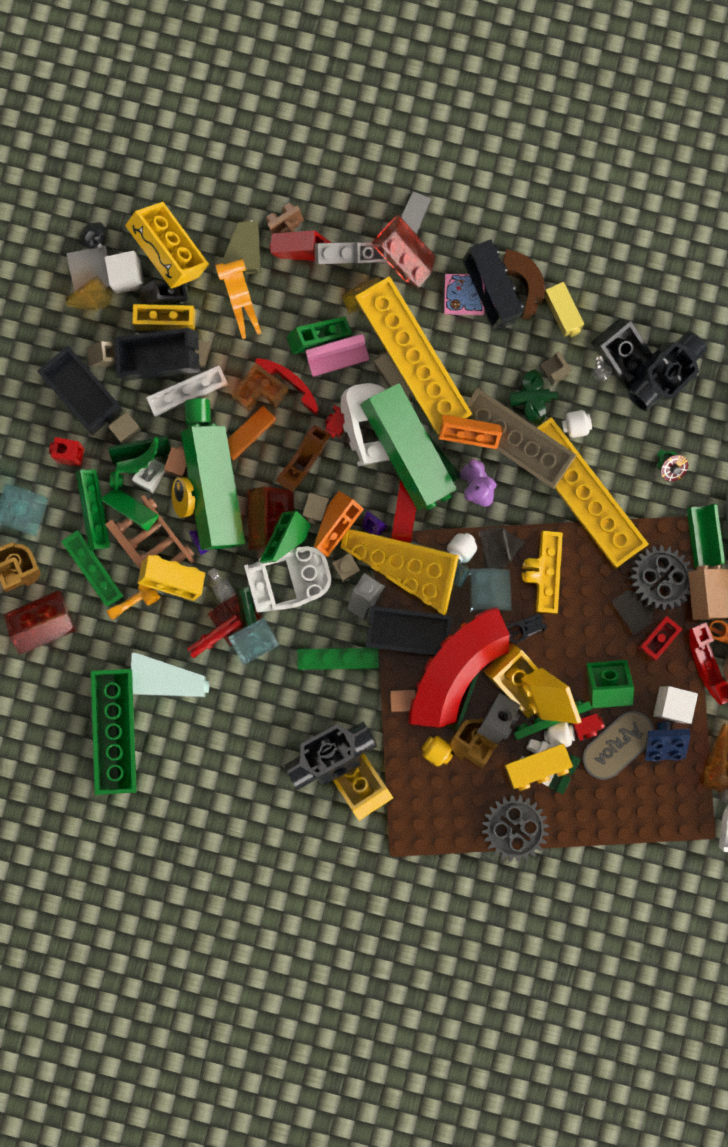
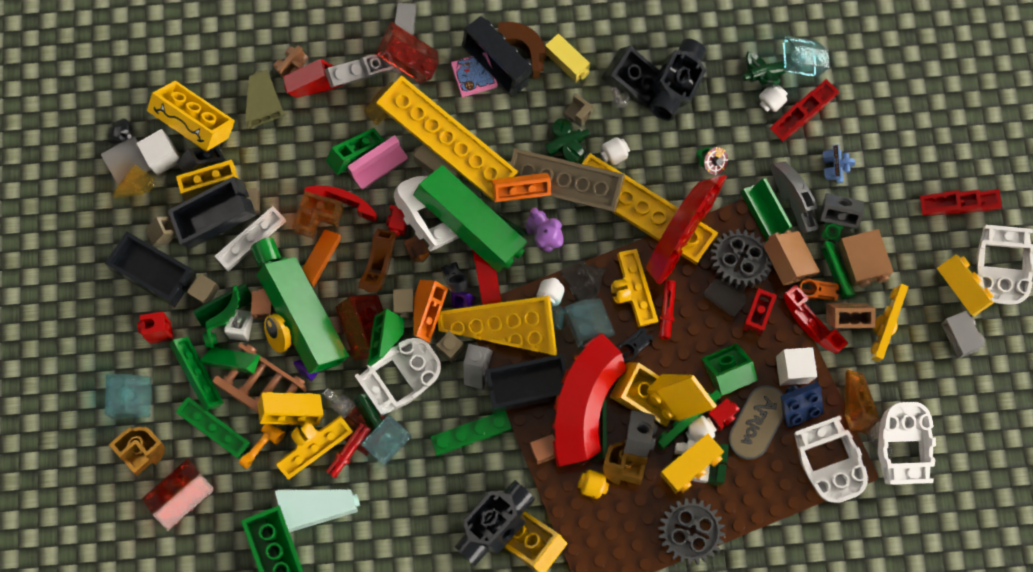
camera: 15 degrees left, 10 degrees down
(182, 619) = (312, 445): none -> yellow plate
(238, 293) = (269, 136): light orange flag -> none
(346, 458) = (417, 249): none -> reddish brown plate
(373, 499) = (454, 278): none -> black piece
(568, 608) = (666, 317): none -> red pin
(616, 527) = (683, 226): none -> red brick
(676, 828) = (840, 480): none -> white slope

